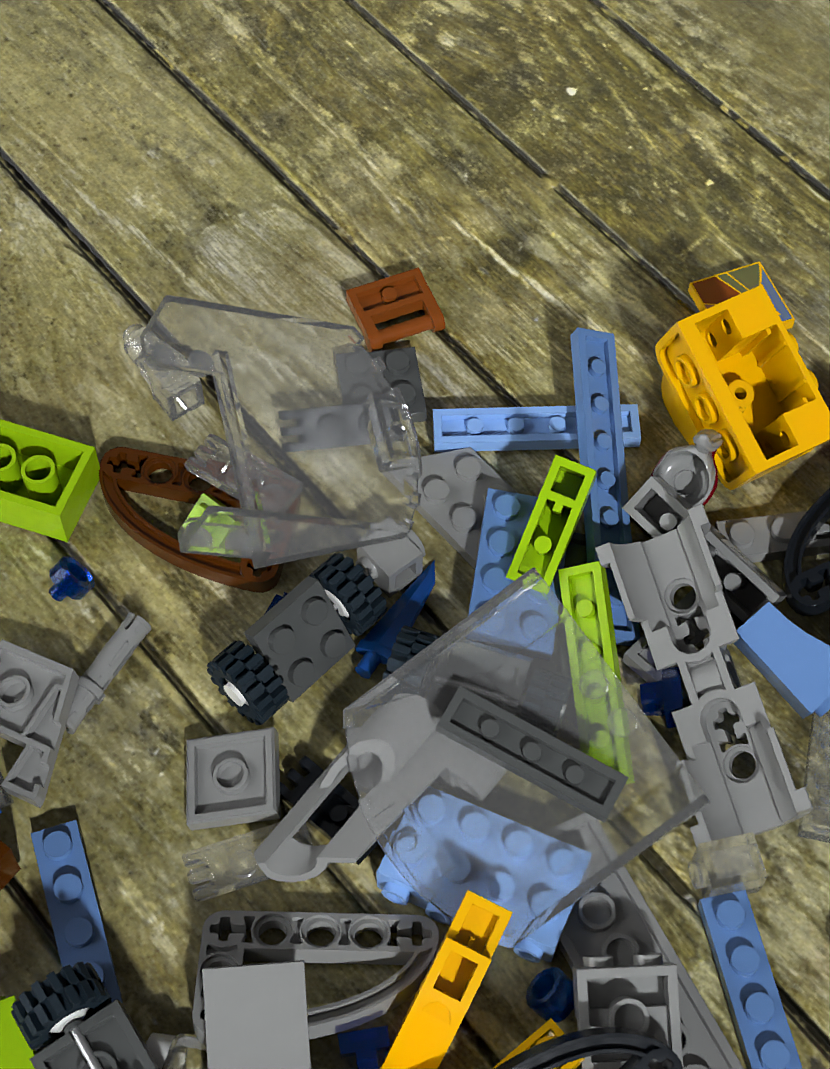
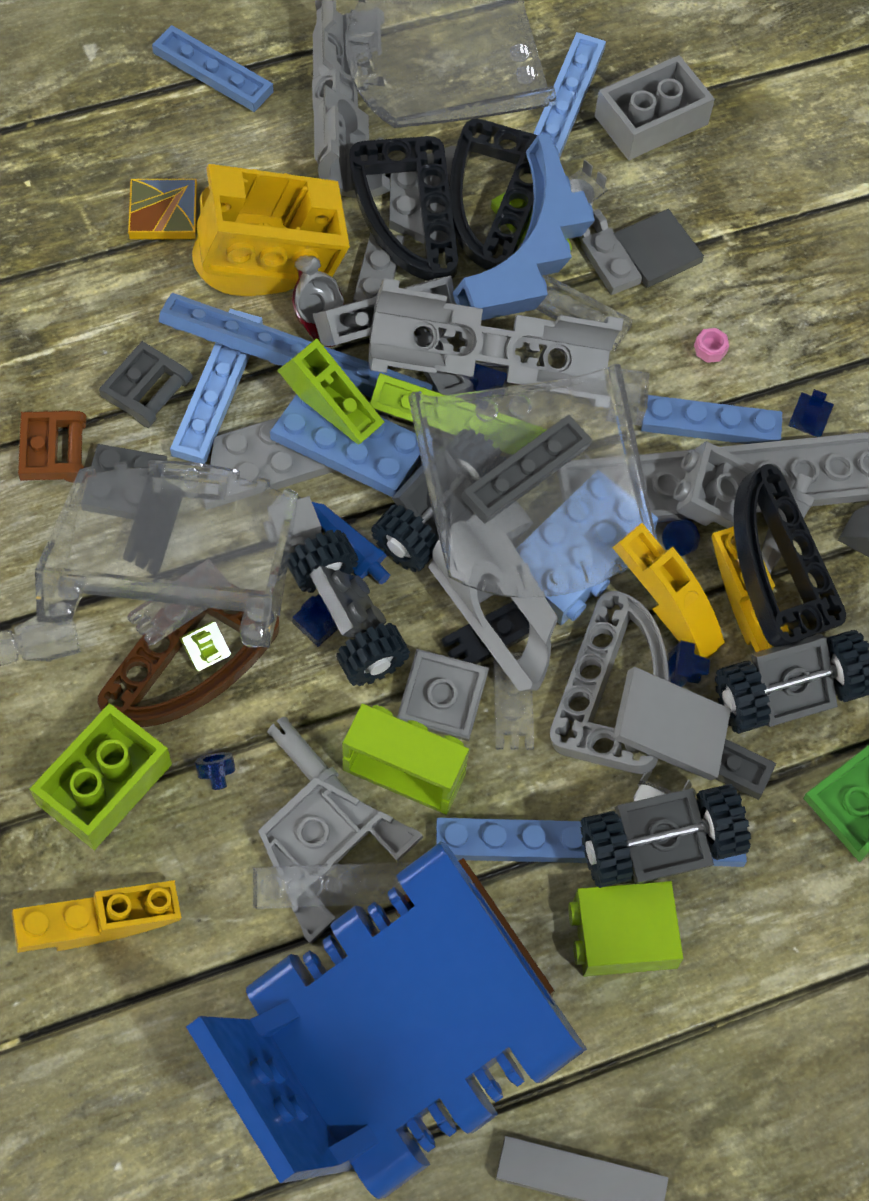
camera: 75 degrees left, 5 degrees up
(125, 755) = (405, 757): none -> lime piece
(508, 352) = (137, 376): none -> dark grey plate

